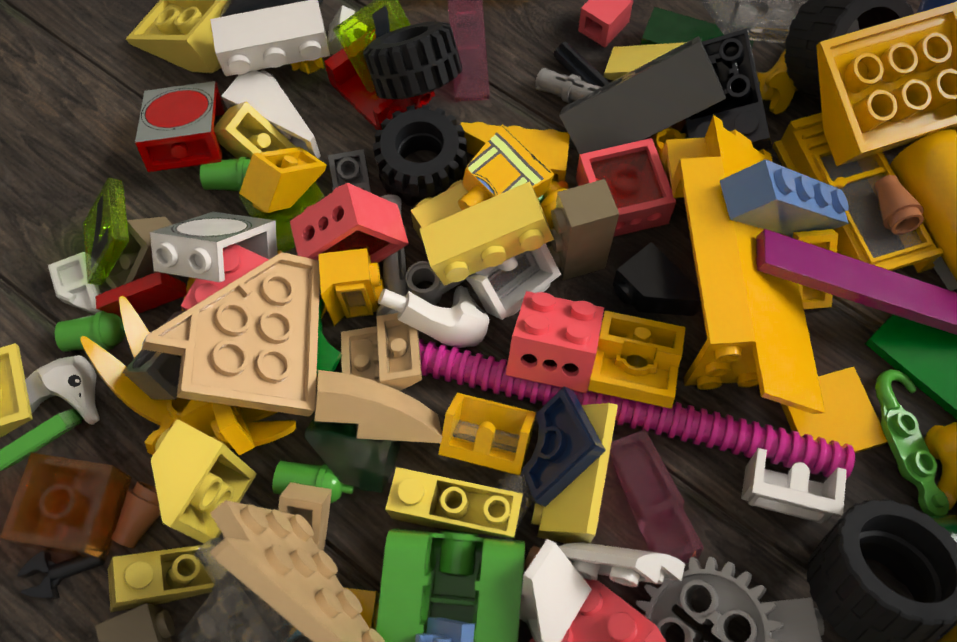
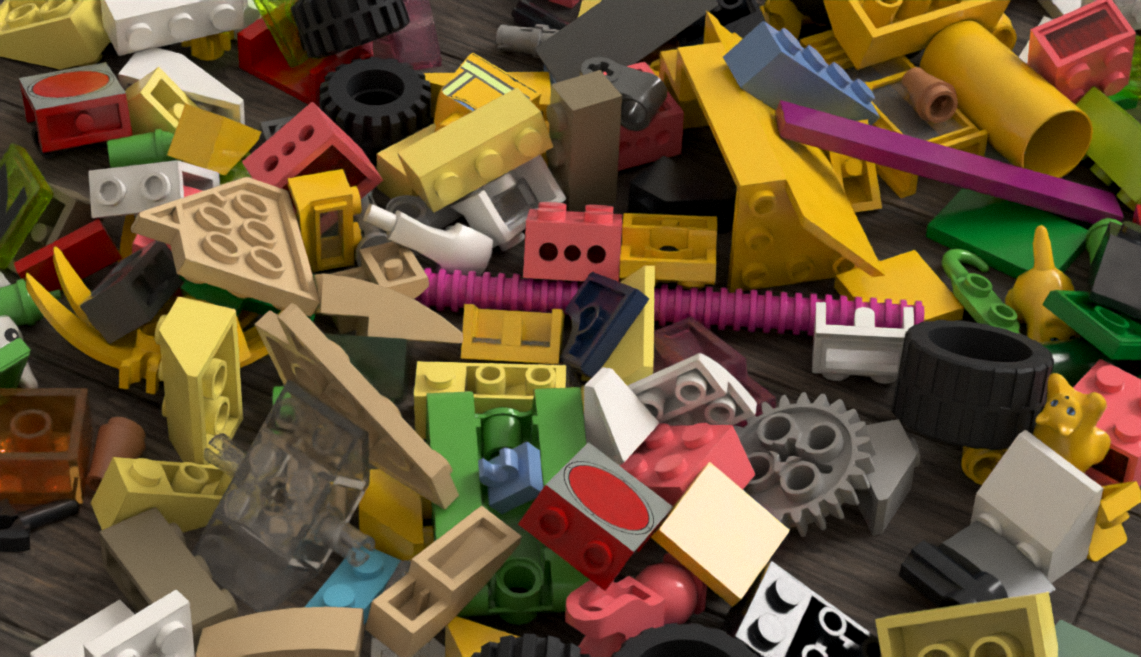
camera: 15 degrees left, 25 degrees down
(630, 185) = (640, 91): none -> dark grey piece

